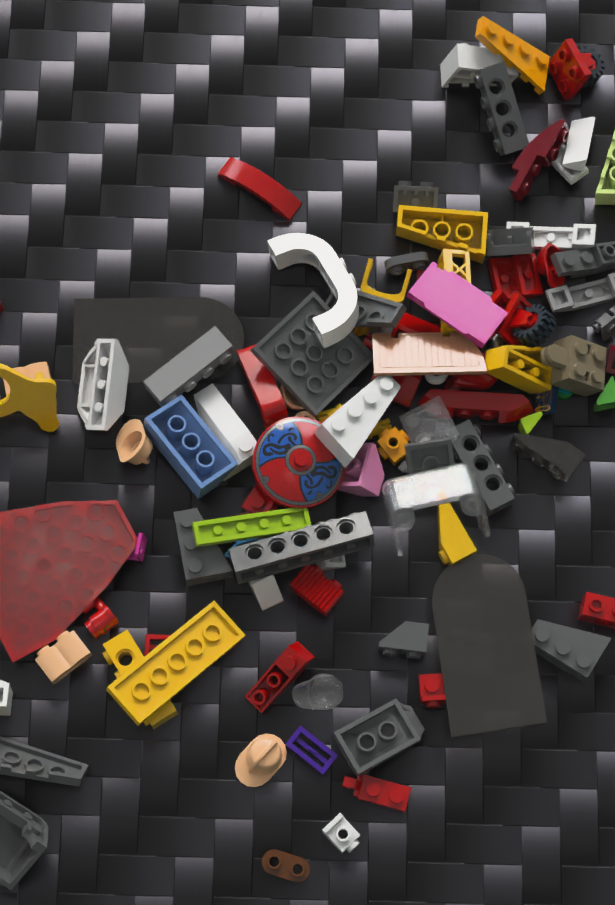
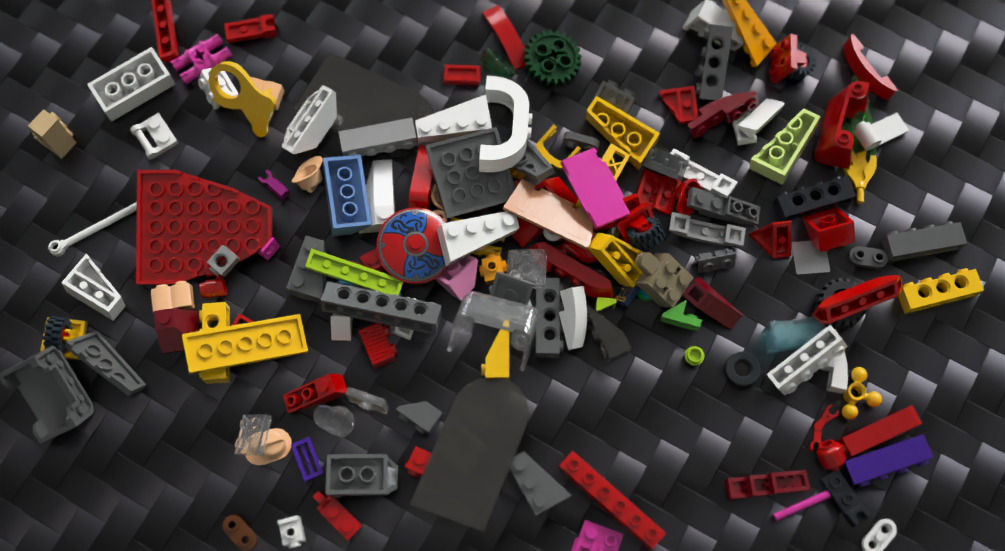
camera: 30 degrees right, 0 degrees up
(86, 687) = (171, 325): none -> dark red slope
(99, 575) = (232, 260): none -> light grey brick
(101, 476) = (274, 186): none -> magenta bar
(235, 252) = (462, 74): none -> red tile
(241, 754) = (253, 435): none -> clear plate
(263, 223) = (492, 61): none -> clear green hinge
(263, 308) = (454, 122): none -> white wedge
(309, 174) = (552, 58): none -> dark green gear
(343, 653) = (367, 400): none -> clear plate
(488, 169) = (681, 103): none -> red wing
(507, 451) = (574, 316): none -> white slope

